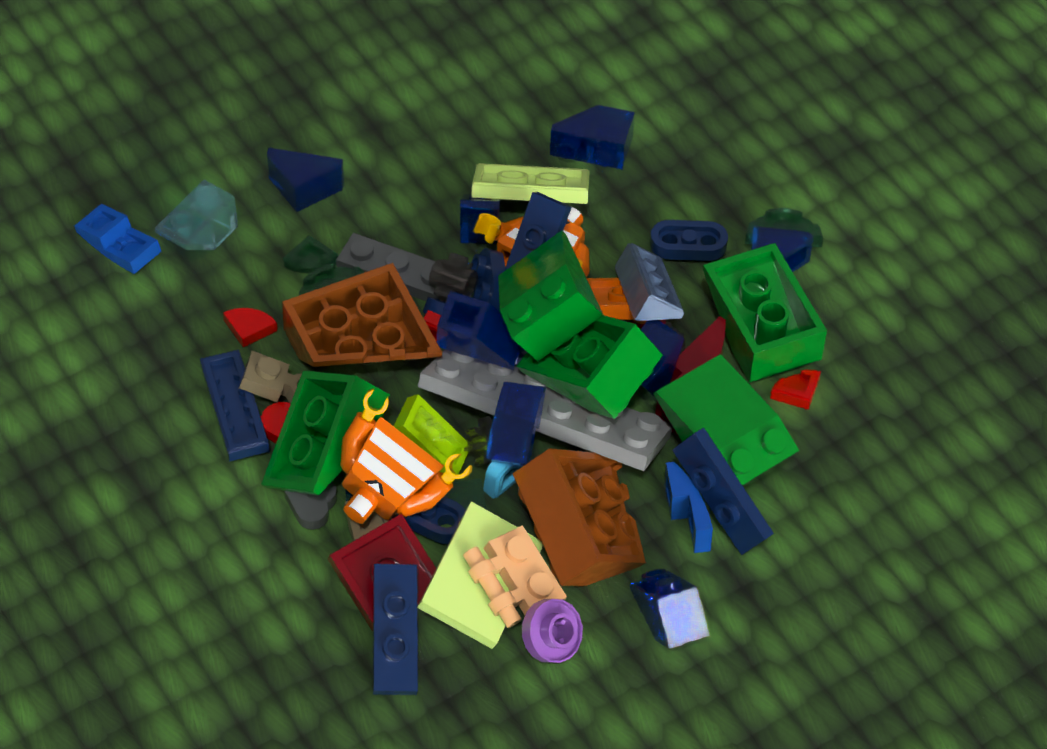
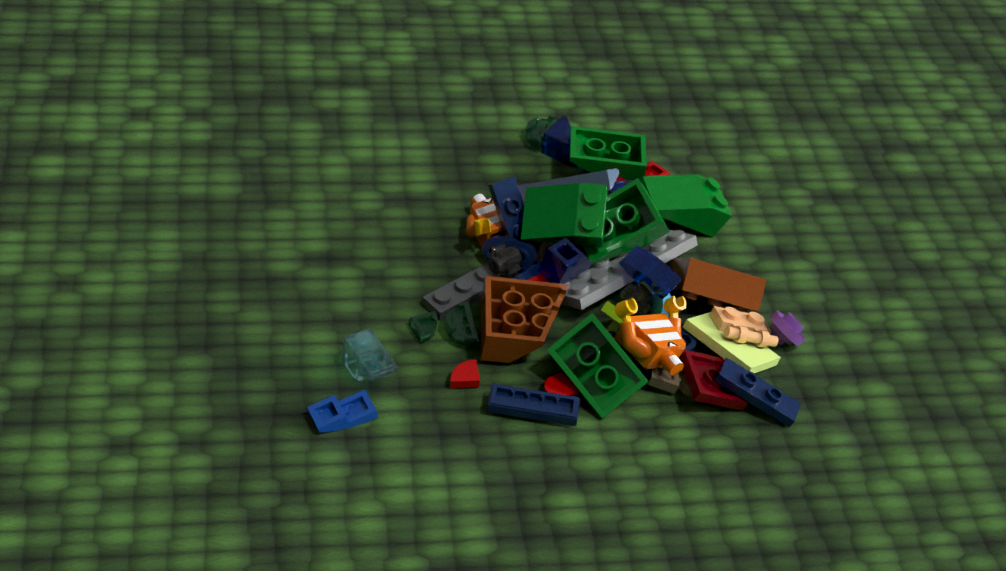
camera: 70 degrees left, 10 degrees down
(268, 378) = (527, 376): dark tan plate -> none
(304, 177) = (357, 301): clear blue slope -> none
(311, 509) = (636, 404): dark grey tile -> none
(469, 212) = (448, 236): clear blue slope -> none
(519, 182) = (443, 204): yellowish green tile -> none
(594, 136) = (422, 165): clear blue slope -> none
(670, 607) = (792, 277): clear blue slope -> none
(686, 502) = (727, 242): blue slope -> none
(689, 240) = (526, 165): dark blue plate -> none
(722, 491) = (730, 220): dark blue plate -> none

